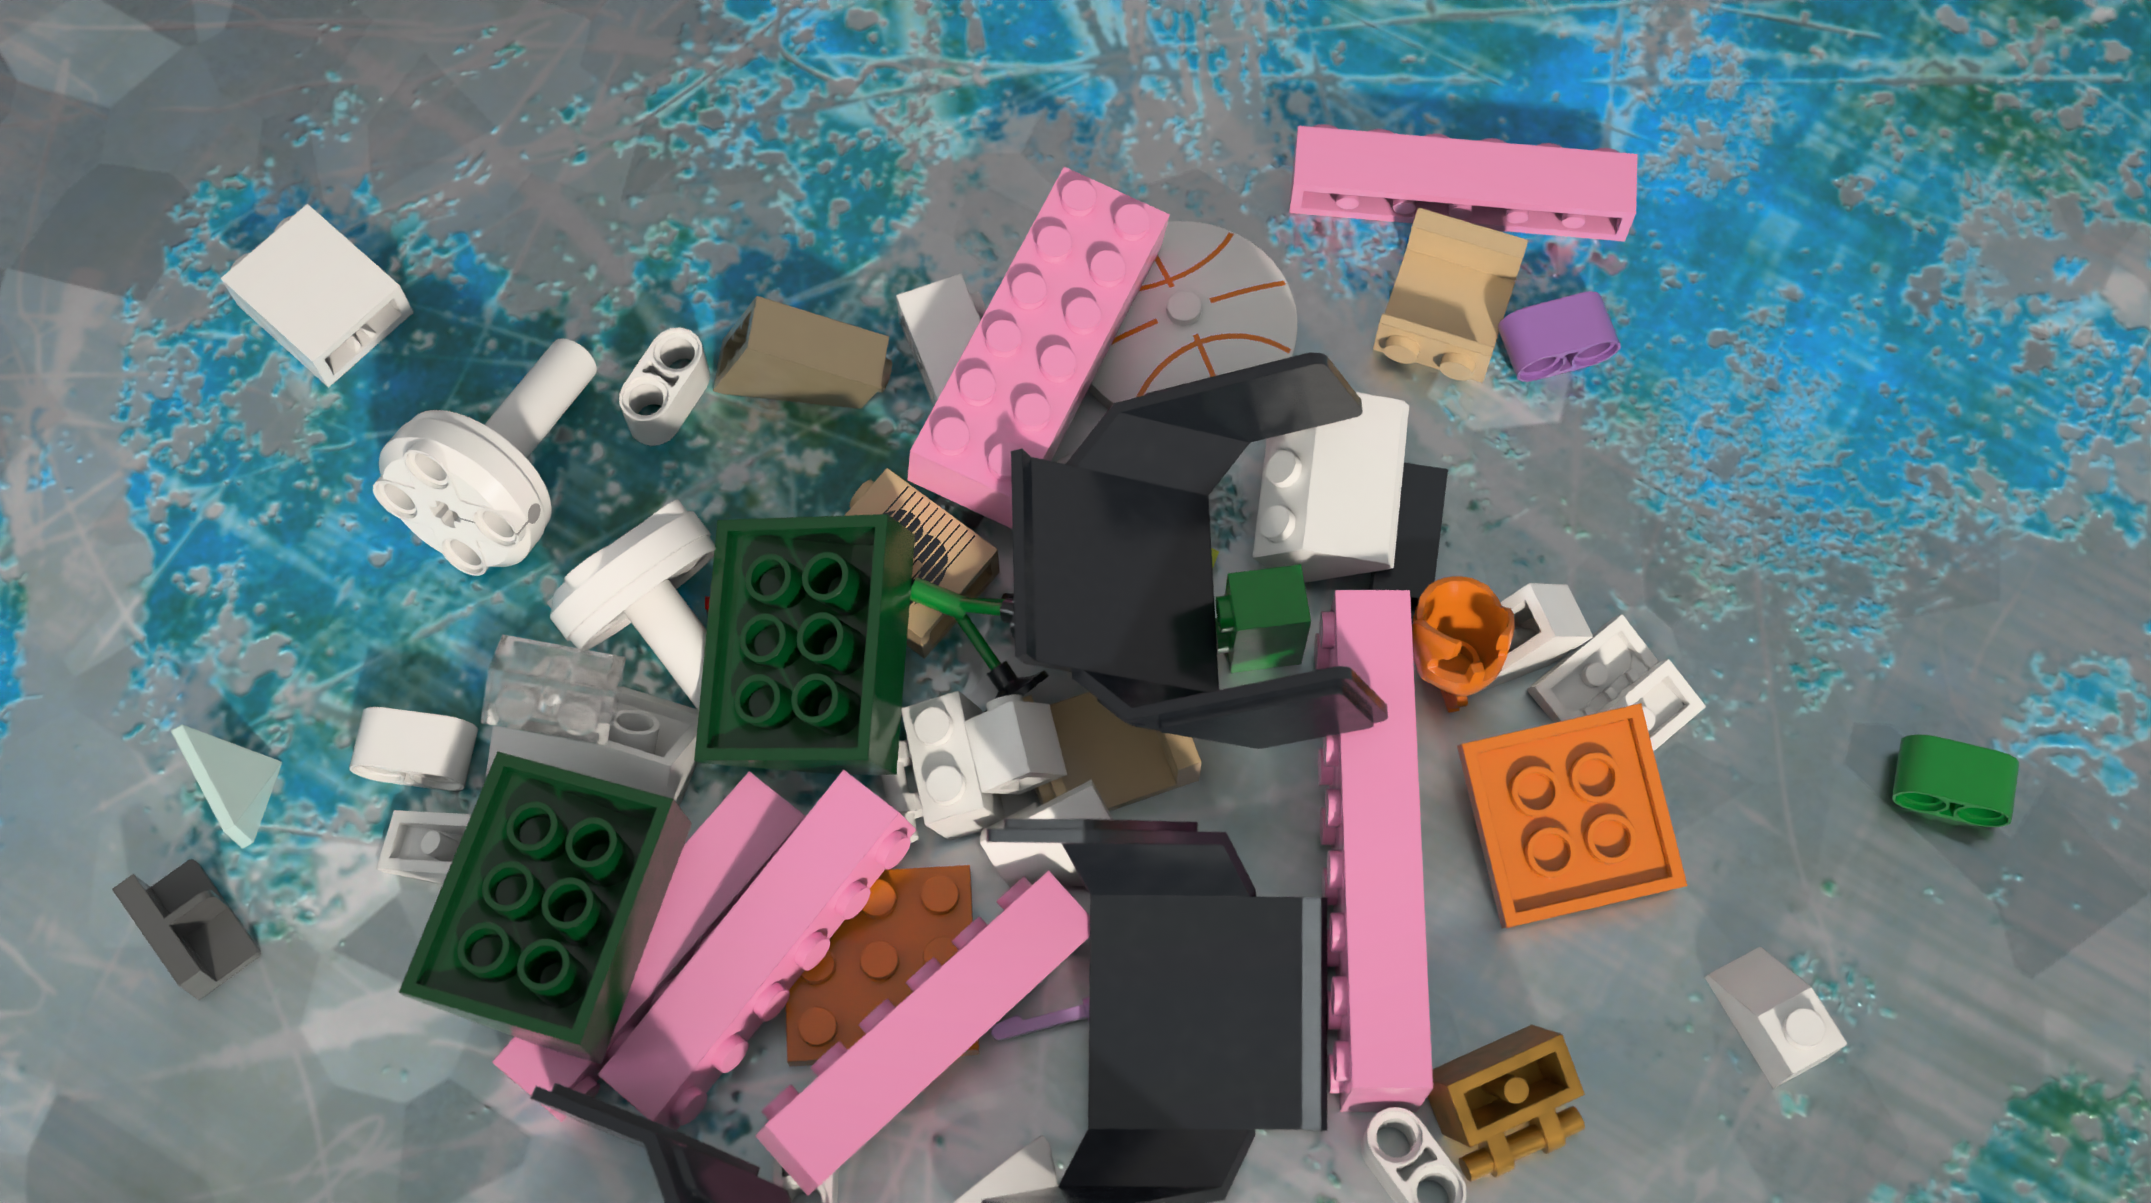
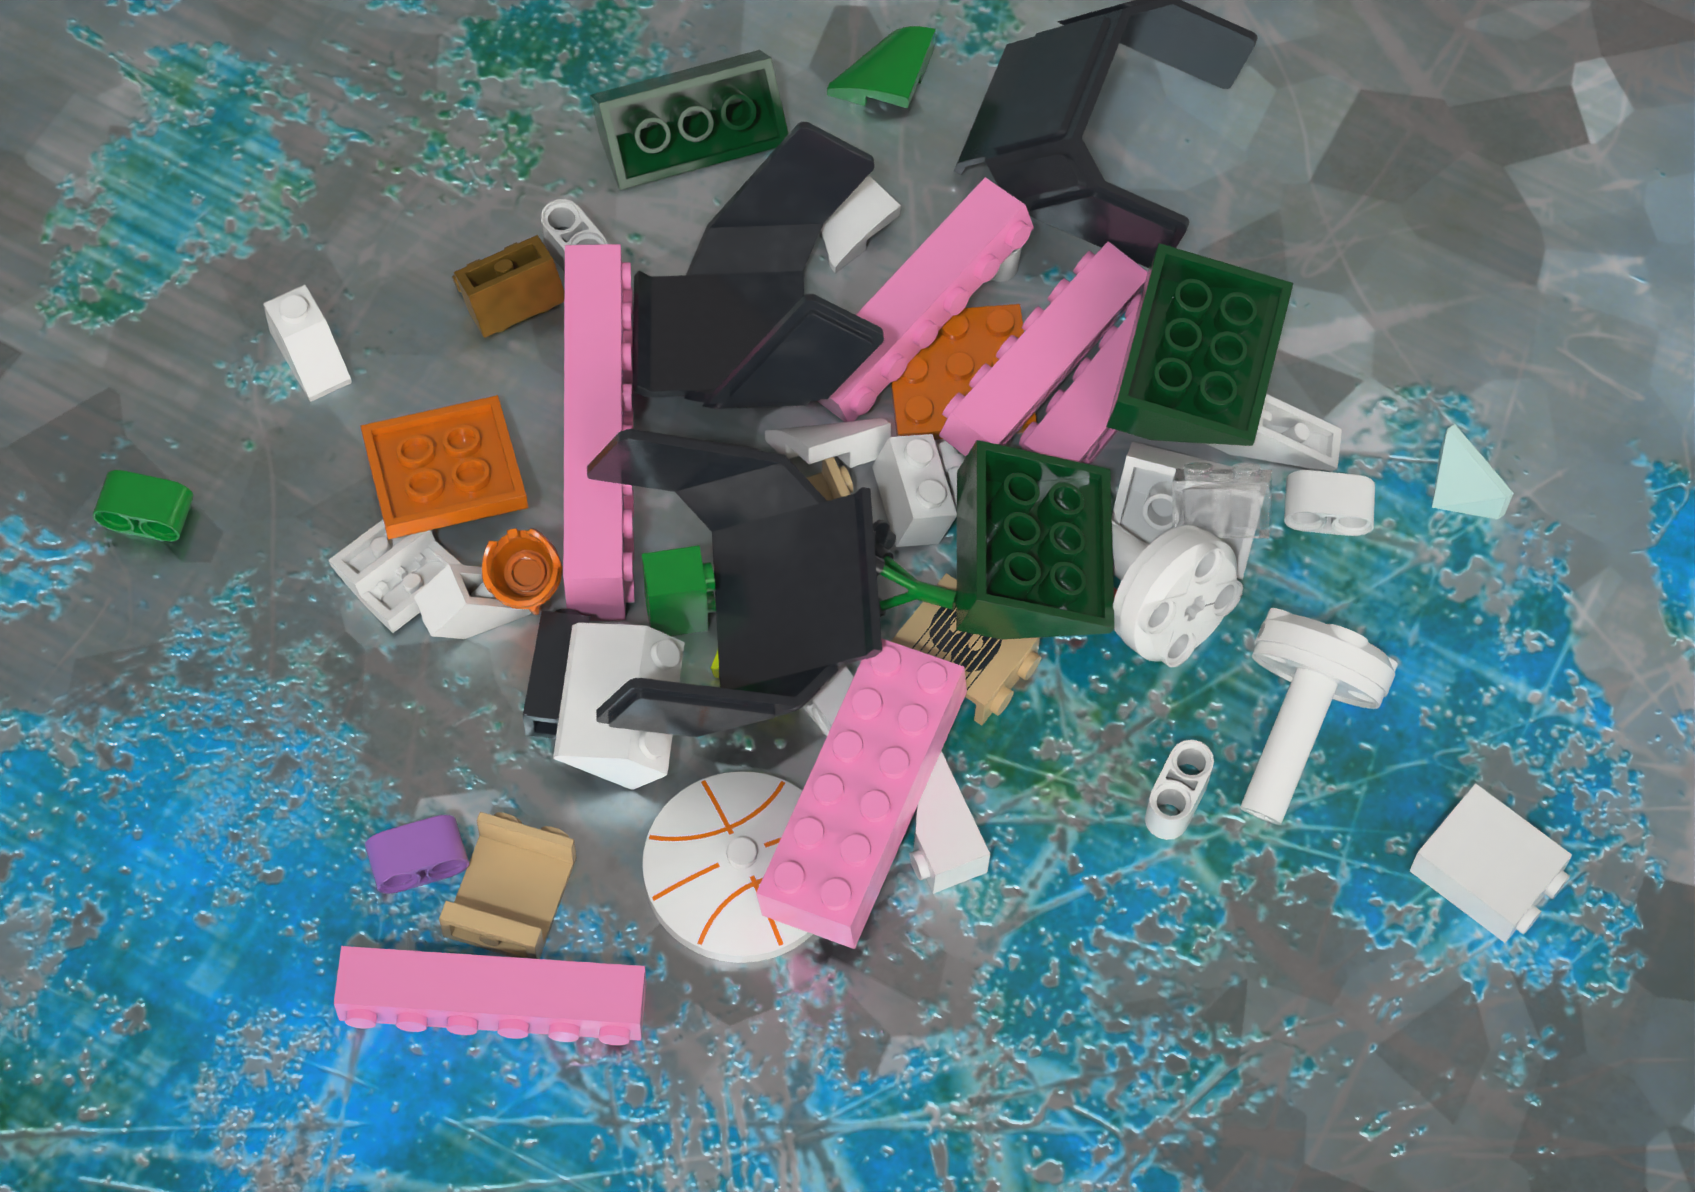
camera: 175 degrees right, 5 degrees down
(189, 927) = (1471, 381): dark grey panel -> none
(801, 358) = (1067, 808): dark tan slope -> none
(1015, 746) = (870, 468): white brick -> none

